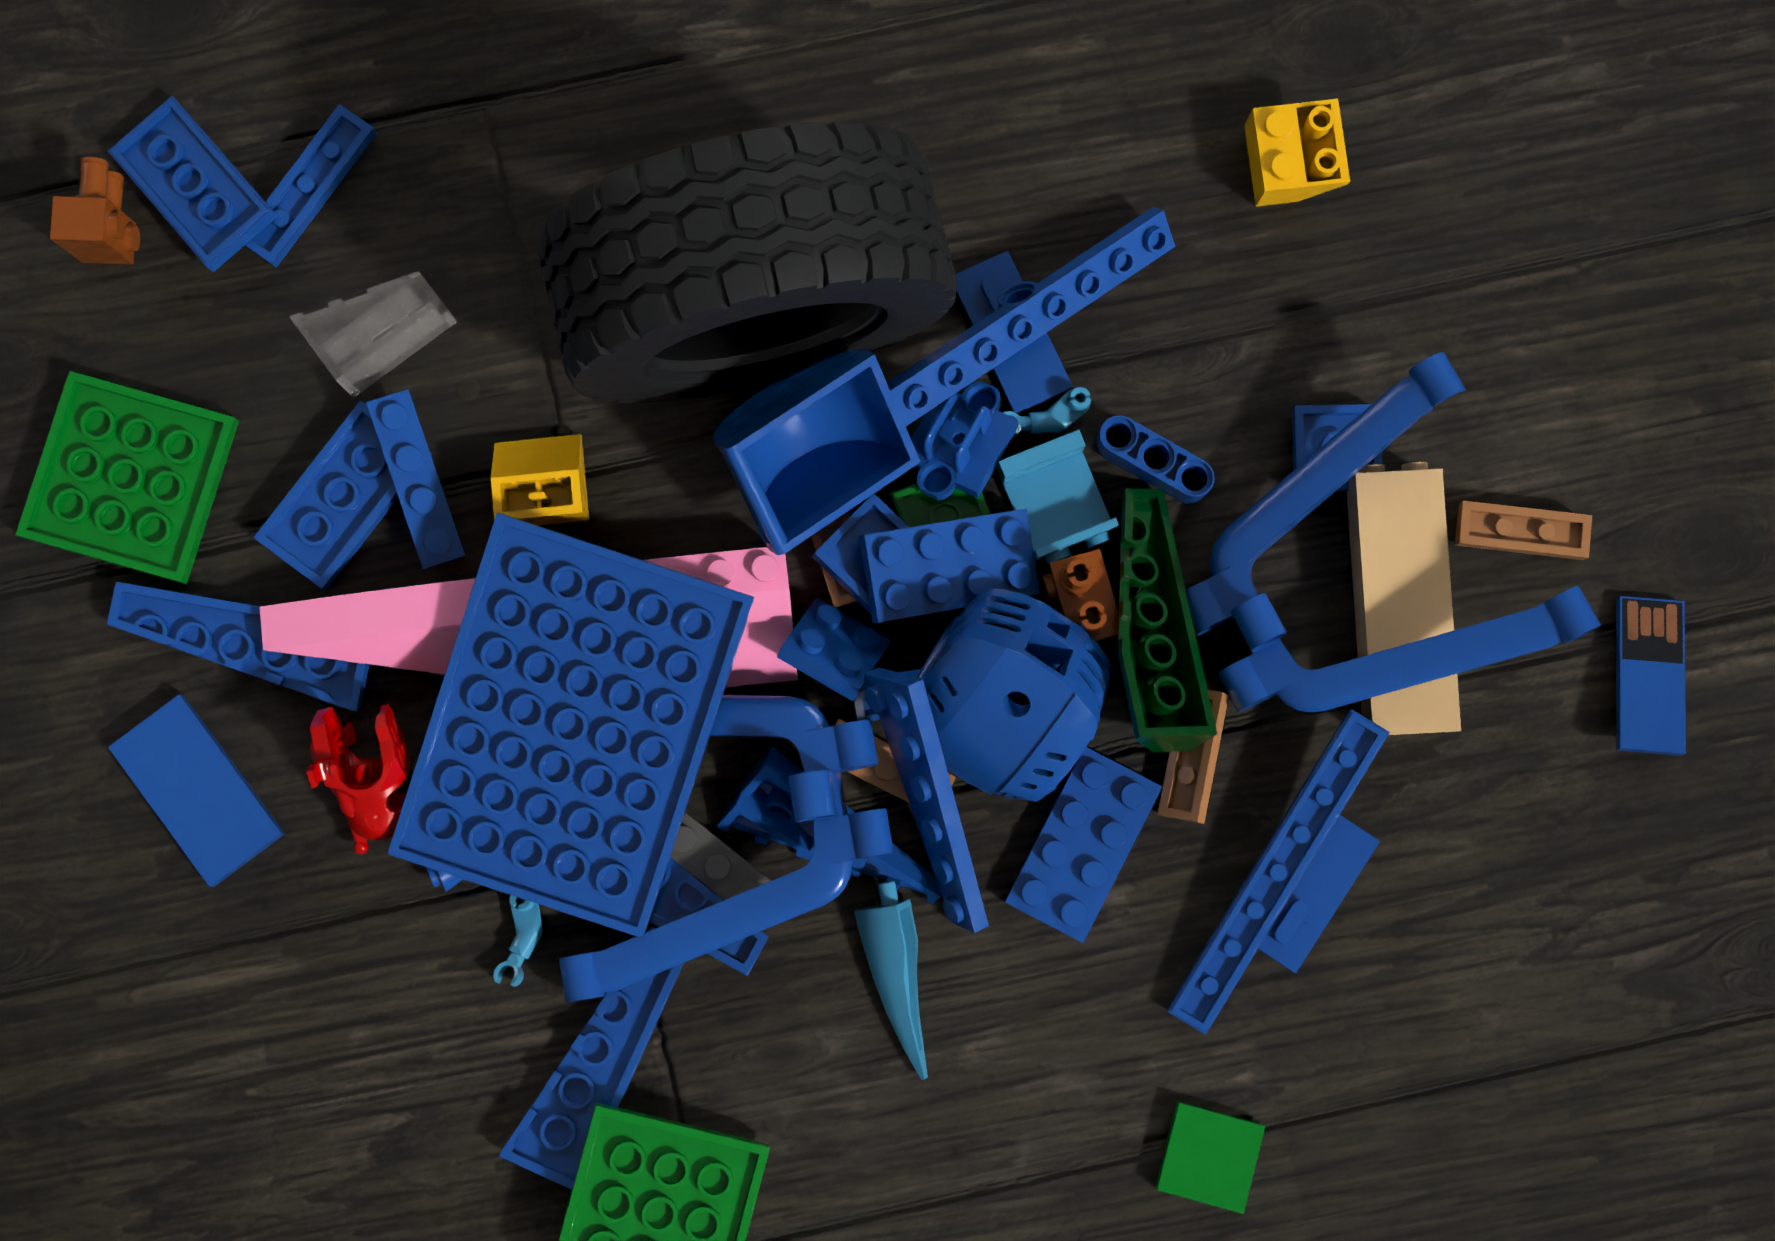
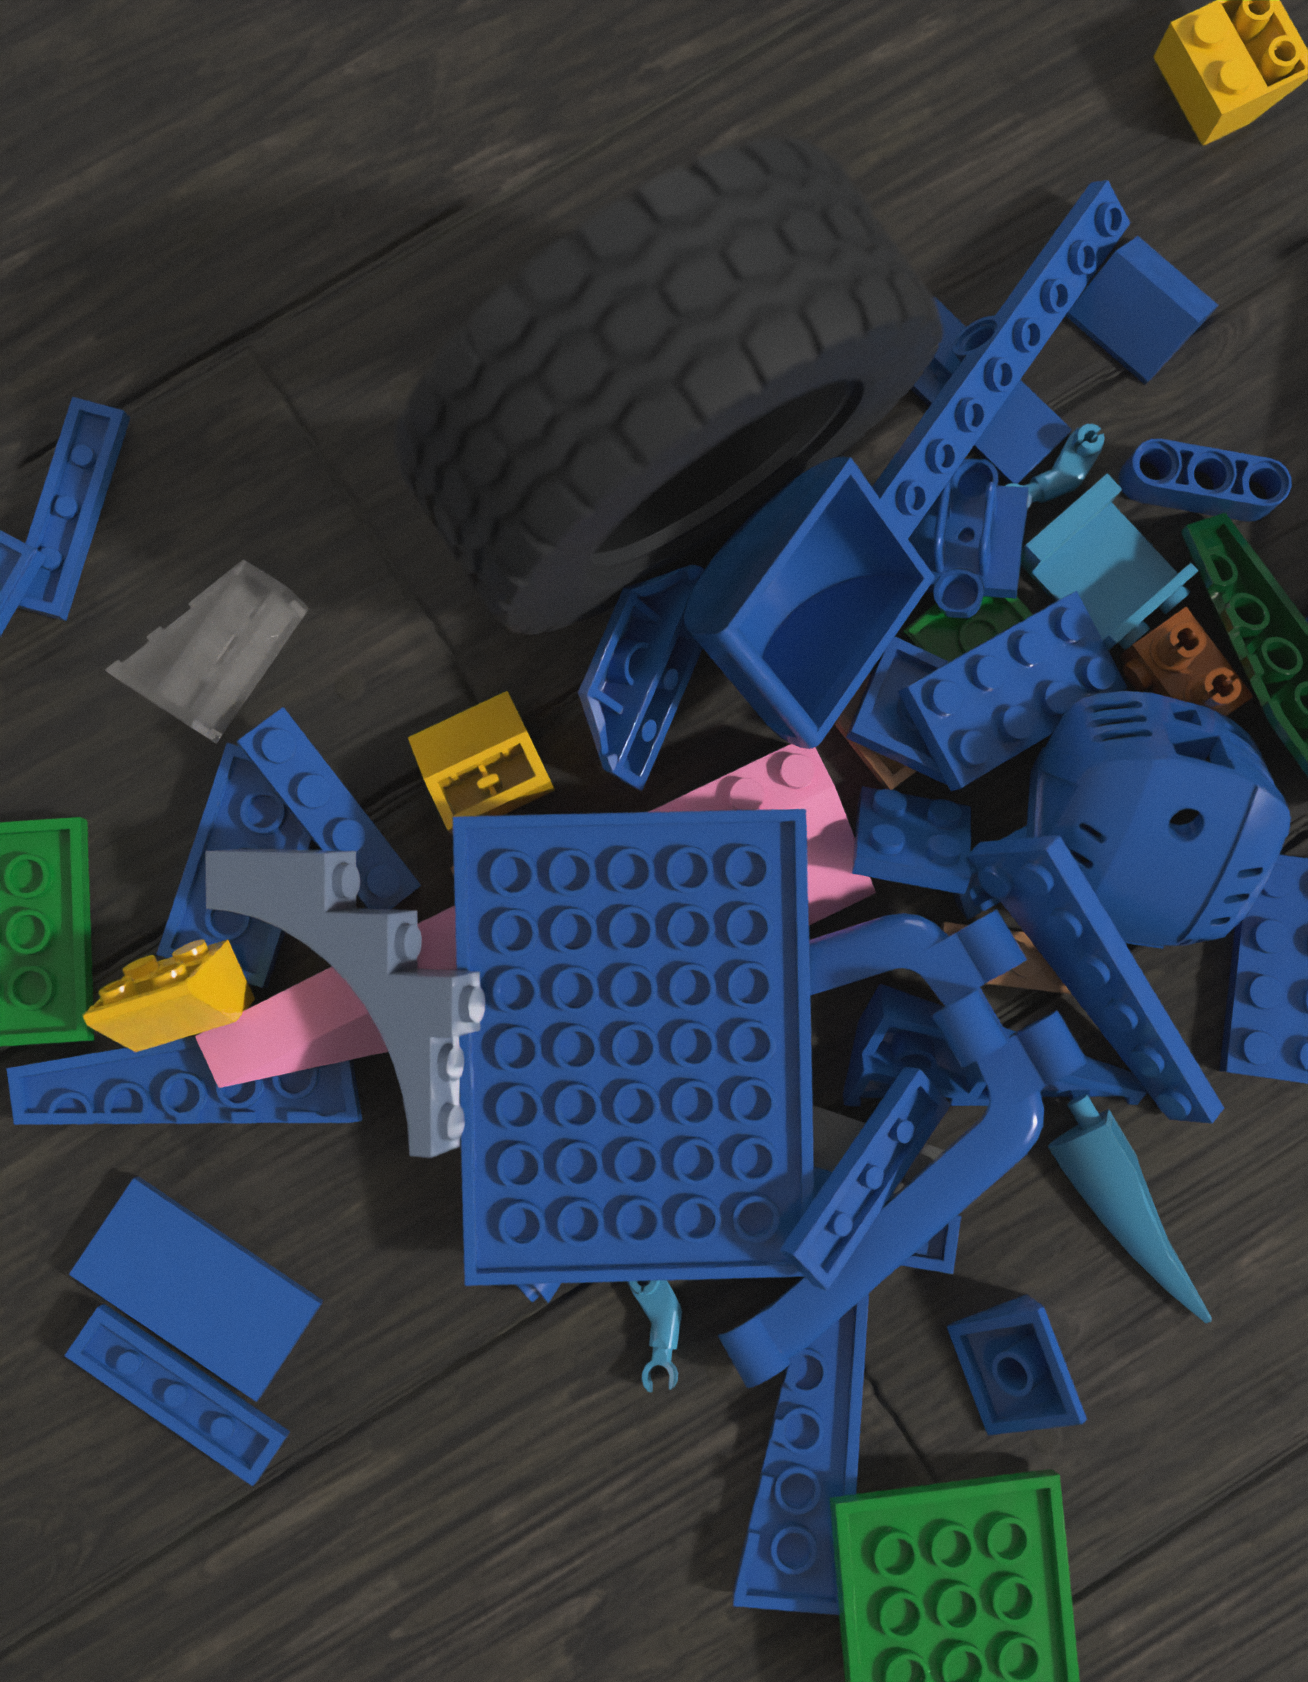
camera: 15 degrees left, 0 degrees up
(155, 861) = (177, 1394): none -> blue plate
(253, 572) = (172, 996): none -> yellow slope
(362, 786) = (403, 1209): red helmet -> none
(407, 593) = (376, 954): none -> sand blue arch
(675, 458) = (640, 673): none -> blue wedge
(704, 880) = (865, 1178): none -> blue plate
(766, 1060) = (1016, 1368): none -> blue slope
(1160, 313) = (1140, 309): none -> blue slope

